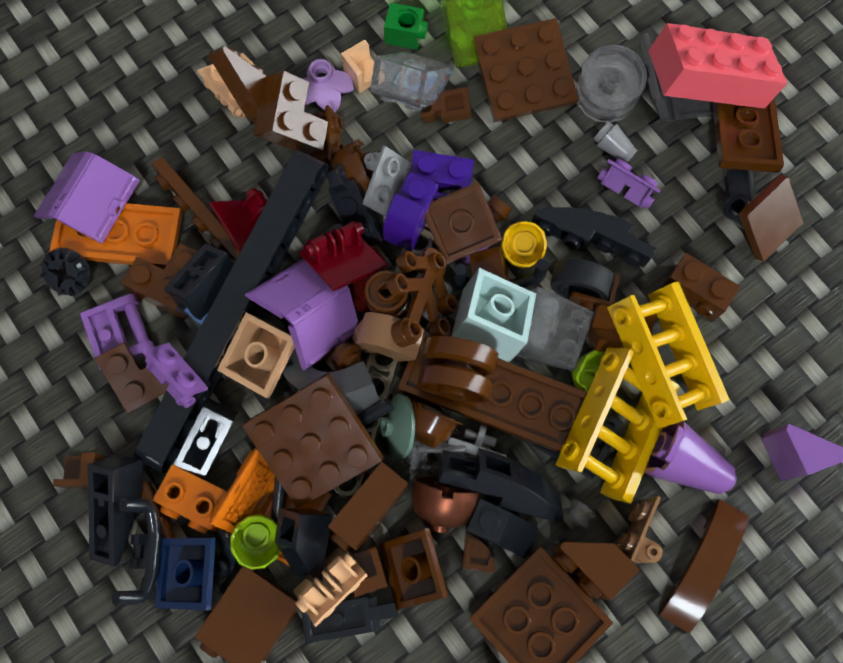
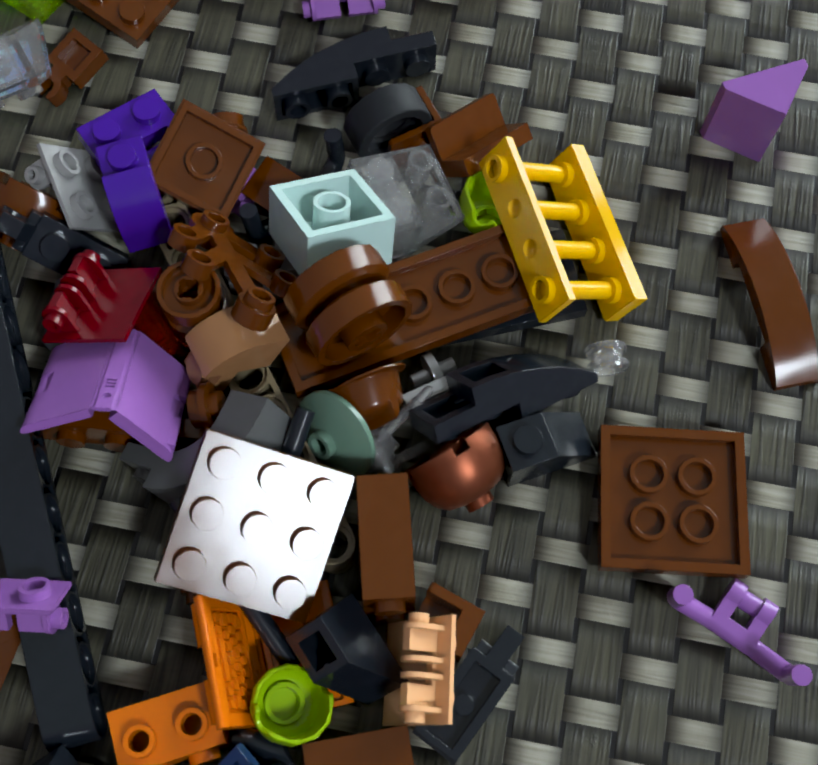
camera: 45 degrees left, 5 degrees down
(205, 438) = (121, 648): slope -> none
(257, 354) = (98, 494): light nougat slope -> none
(413, 569) = (495, 568): reddish brown slope -> none
(477, 556) = (545, 498): reddish brown tile -> none
(523, 244) = (291, 137): yellow hair -> none
(598, 566) = (676, 388): reddish brown slope -> none
(634, 543) = (689, 329): medium nougat hinge -> none
(686, 344) = (546, 116): yellow fence -> none
(689, 460) = (659, 207): medium lavender cone -> none
(703, 287) = (510, 37): reddish brown brick -> none

